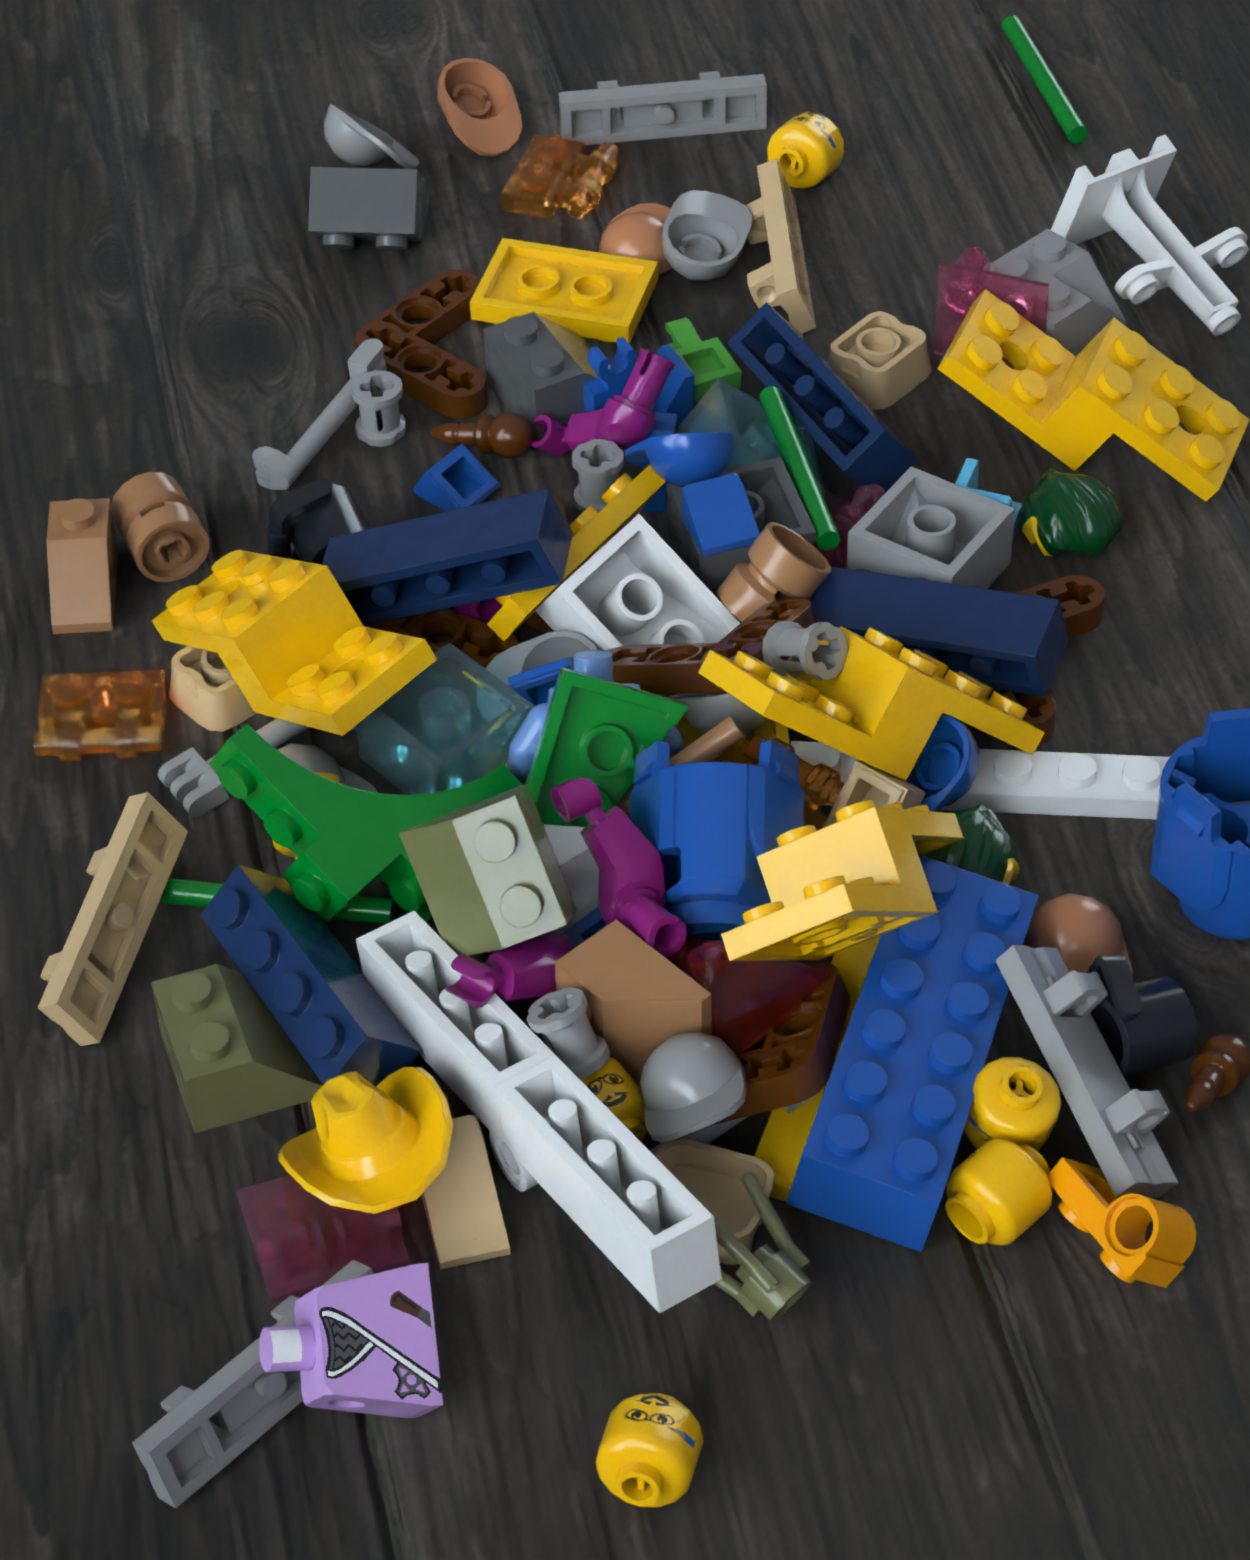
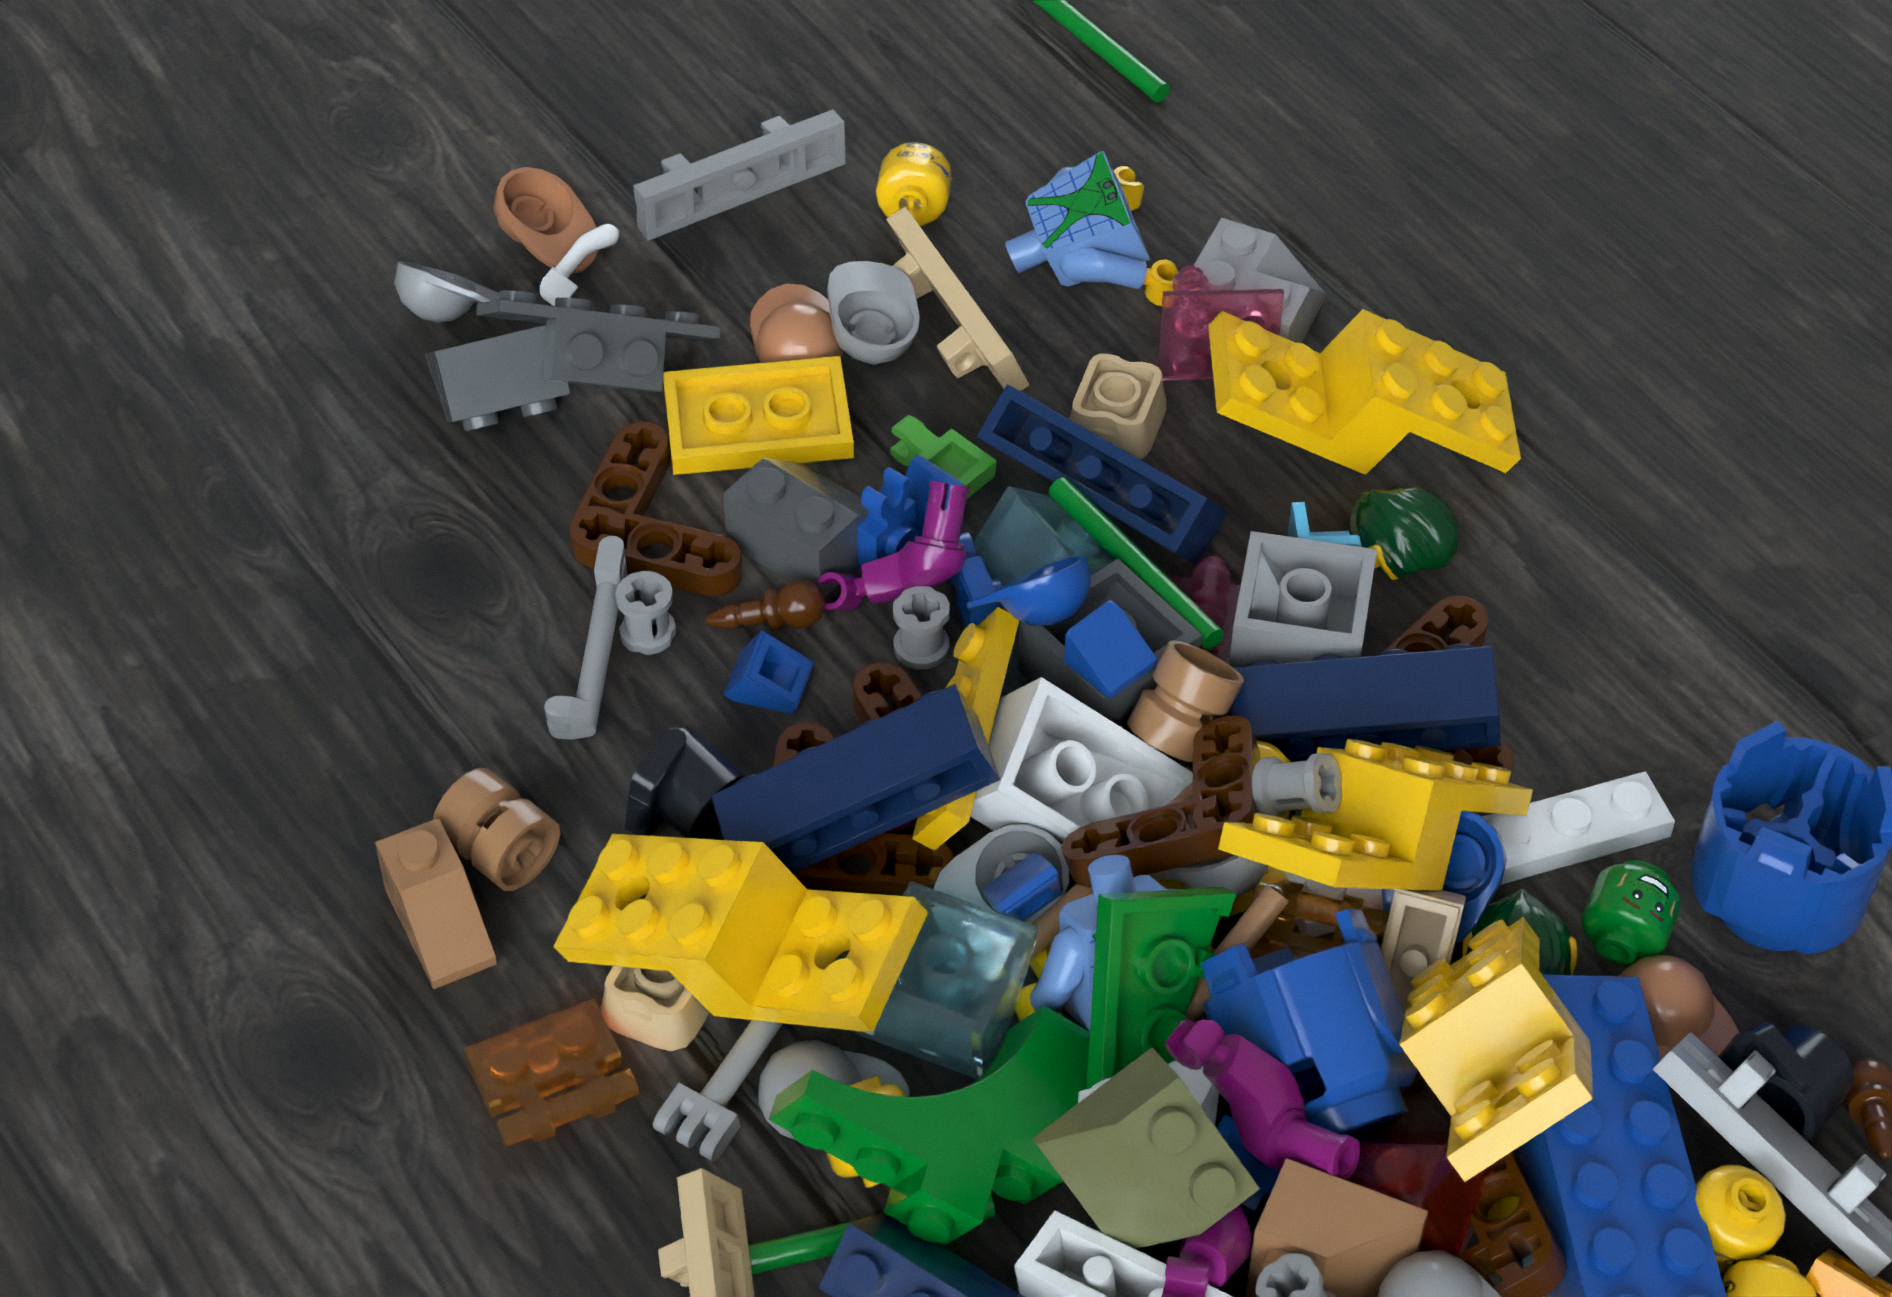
camera: 25 degrees left, 5 degrees up
(455, 201) = (601, 347): none -> dark grey bracket
(458, 154) = (556, 281): none -> white piece
(547, 175) = (655, 269): clear orange plate -> none
(934, 210) = (1089, 230): none -> medium blue torso
(1080, 854) = (1632, 910): none -> green head
(1125, 203) = (1282, 174): white piece -> none

